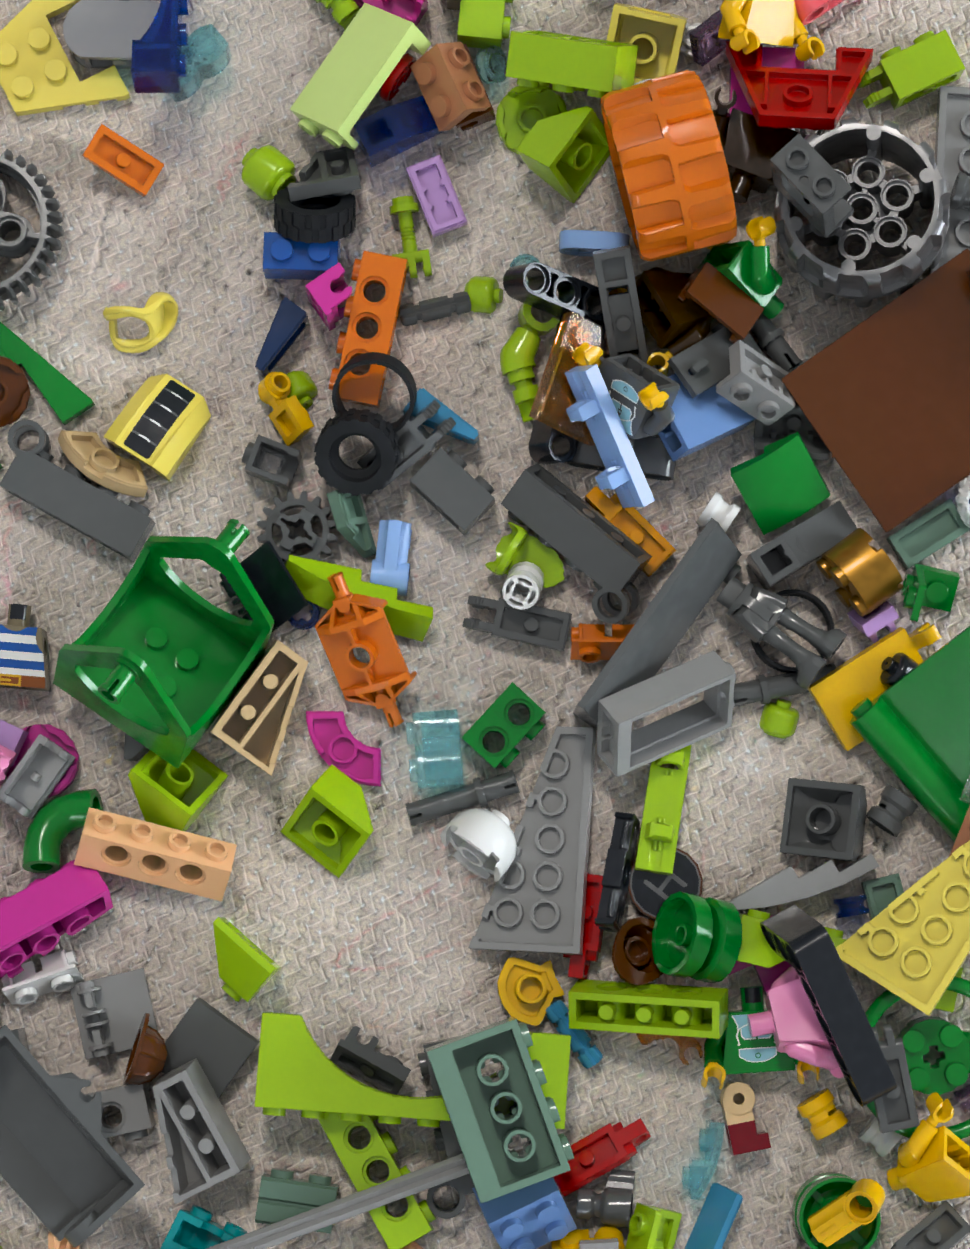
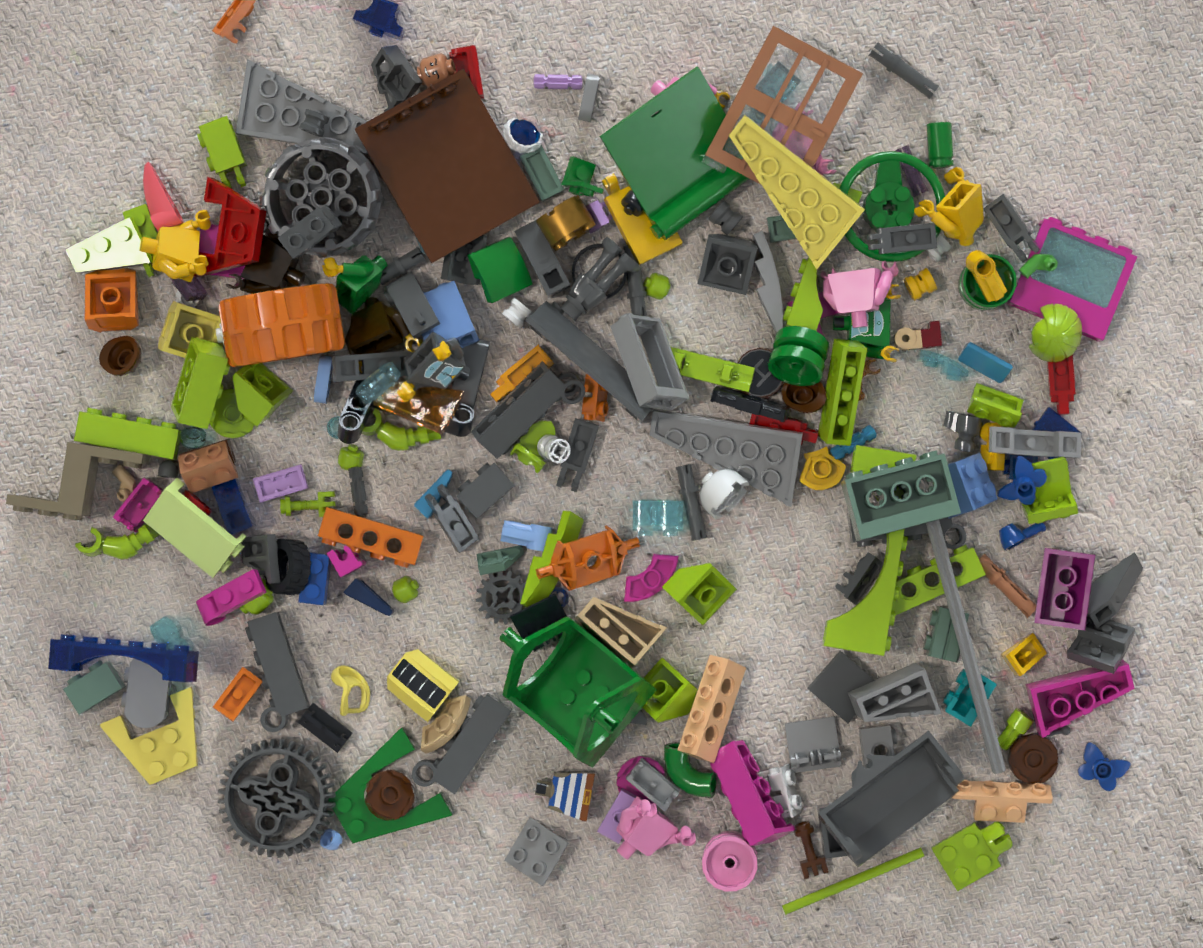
camera: 80 degrees left, 5 degrees up
(85, 291) = (325, 727): none -> black hinge
(146, 1056) = (843, 725): reddish brown piece -> none
(164, 217) = (279, 668): none -> dark grey hinge
(240, 962) = (787, 657): lime slope -> none
(263, 135) = (230, 596): none -> dark pink plate
(271, 461) = (454, 610): dark grey window -> none
(288, 414) = (422, 596): yellow plate -> none
(347, 478) = (471, 560): black tyre -> none
(384, 360) = (438, 546): black tyre -> none
(442, 32) = (168, 469): none -> dark grey hinge
(497, 721) = (642, 474): green brick -> none
(596, 315) = (378, 382): none -> clear light blue beam
(601, 1153) = (932, 431): red hinge -> none
(609, 436) = (444, 388): light blue hinge -> none
(722, 300) = (375, 297): reddish brown hinge -> none
(755, 385) = (433, 280): light grey bracket -> none
(813, 955) = (850, 271): black beam -> none
(851, 906) = (786, 251): clear blue bush -> none

